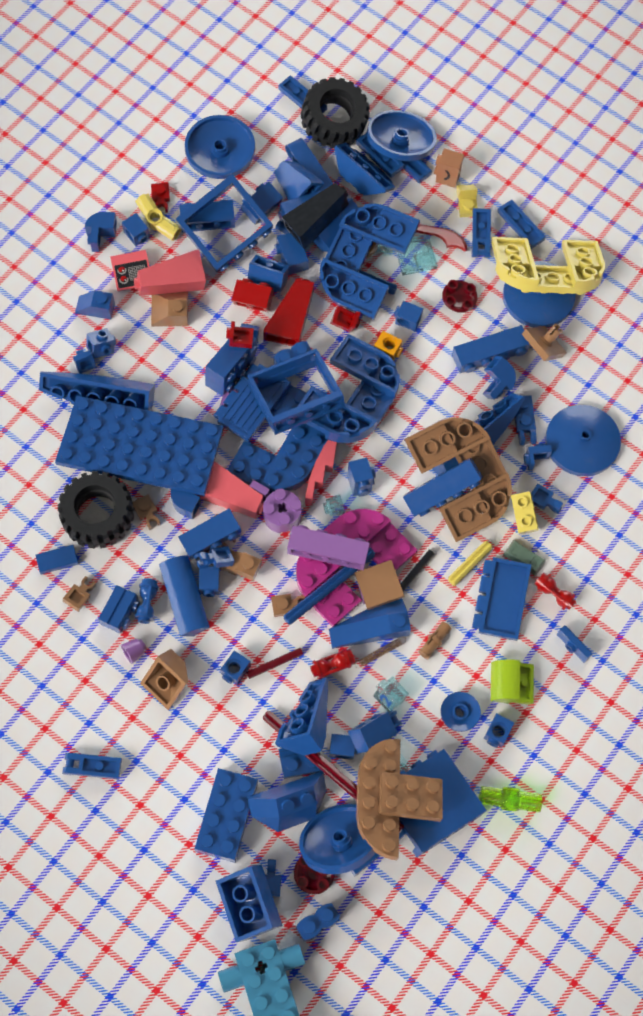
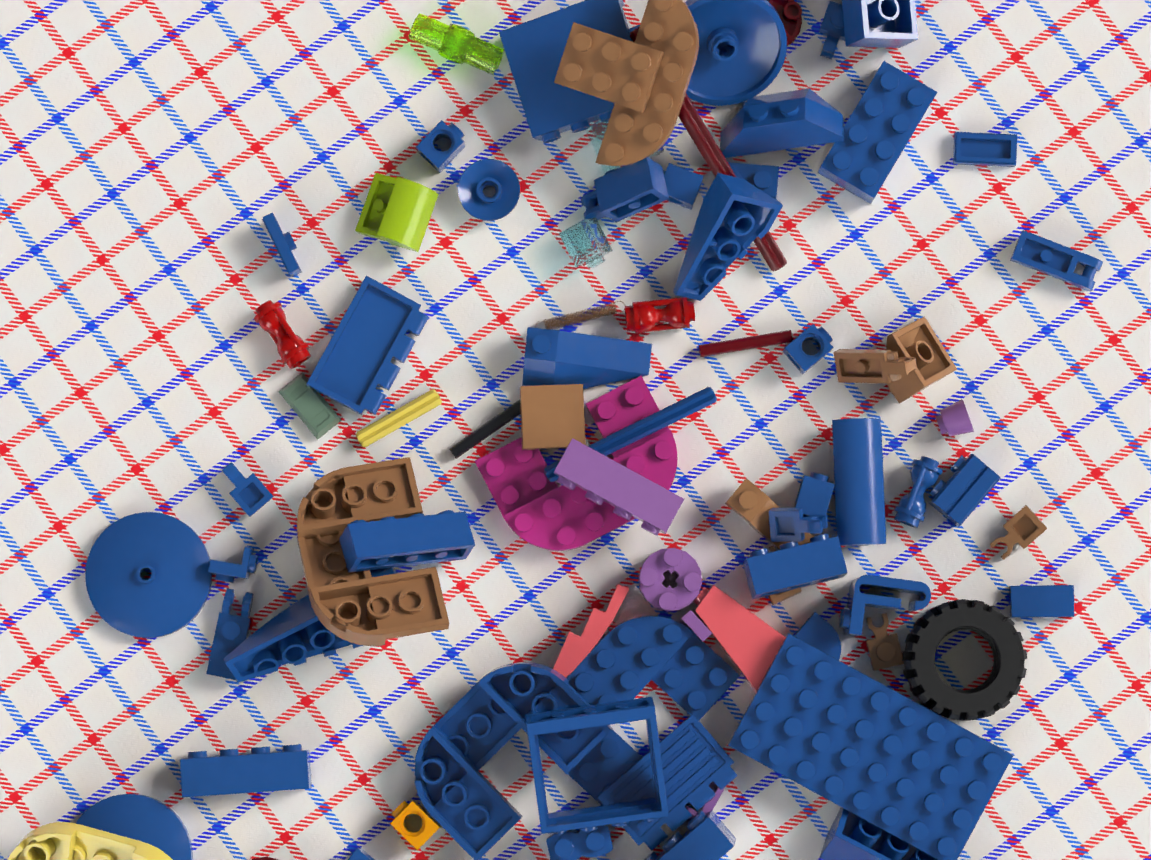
camera: 160 degrees left, 15 degrees up
(154, 827) = (985, 149): none -> blue tile
(156, 532) = (852, 617): none -> blue piece
(193, 663) = (871, 365): none -> medium nougat hinge
(283, 604) = (706, 430): medium nougat plate -> none
(334, 506) = (584, 568): clear light blue hat -> none
(360, 477) = (530, 598): blue brick -> none
(435, 640) = (492, 310): medium nougat pin -> none
(503, 376) = (245, 712): blue brick -> none
(524, 513) = (288, 469): light yellow brick -> none
(545, 341) = (154, 756): medium nougat tile -> none

